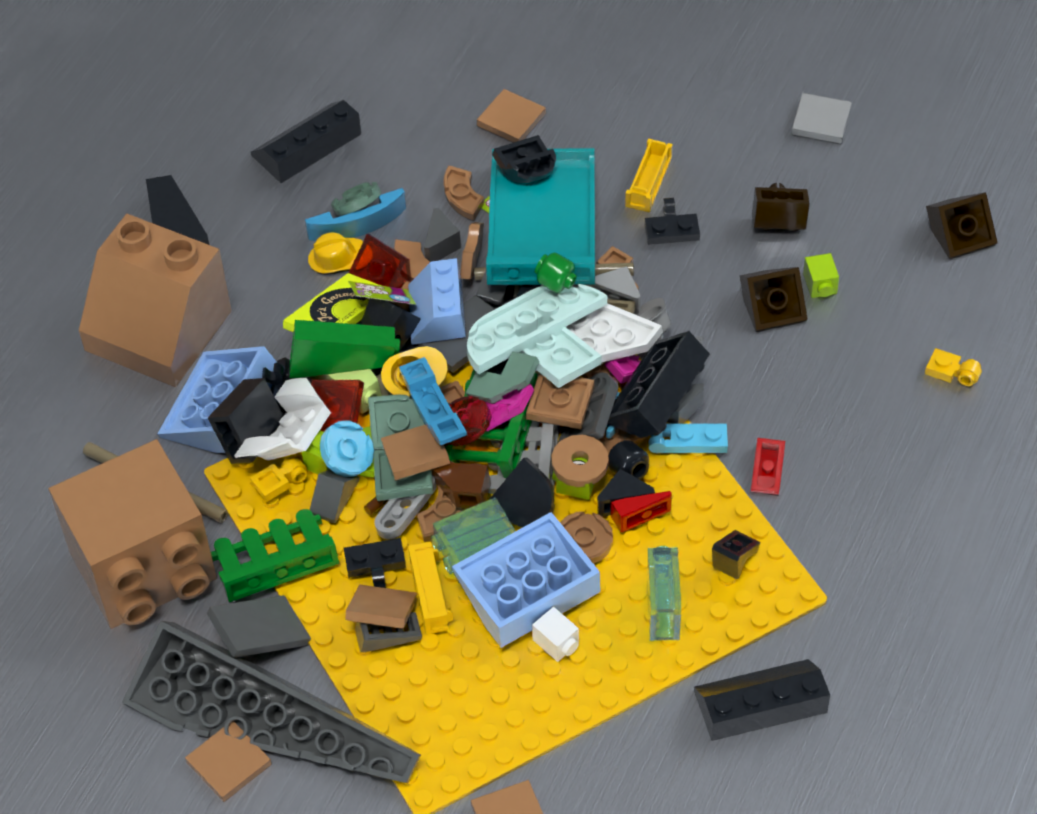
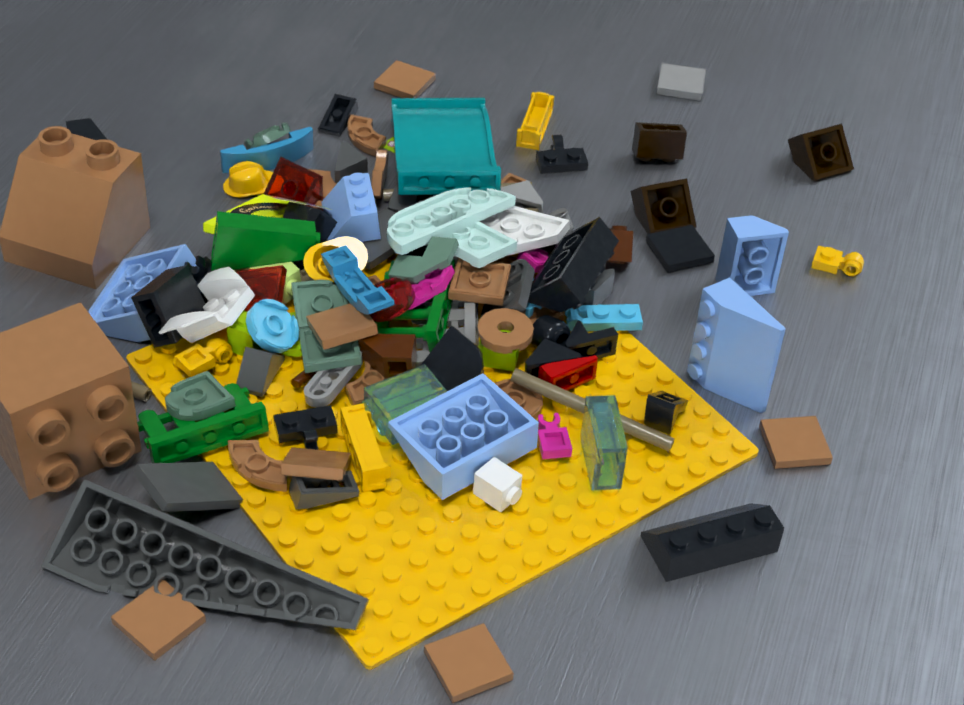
camera: 10 degrees left, 10 degrees down
(271, 527) = (198, 398): none -> sand green tile
(309, 140) = (220, 96): black slope -> none
(323, 602) = (256, 465): none -> medium nougat tile
(434, 165) = (338, 114): none -> black slope
(525, 160) = (424, 102): black slope -> none
(555, 272) = (466, 175): green head -> none
(617, 583) = (552, 440): none -> dark pink plate
(644, 542) = (577, 403): none -> dark tan piece
(669, 475) = (598, 343): none -> black slope
(717, 343) = (623, 249): none -> reddish brown slope
(768, 466) = (679, 339): red slope -> none
(784, 348) = (680, 248): none -> black tile
(810, 488) = (735, 346): none -> light blue slope
(821, 275) = (704, 191): lime brick -> none
(851, 372) = (752, 254): none -> light blue slope
(866, 590) = (795, 442): none -> medium nougat tile

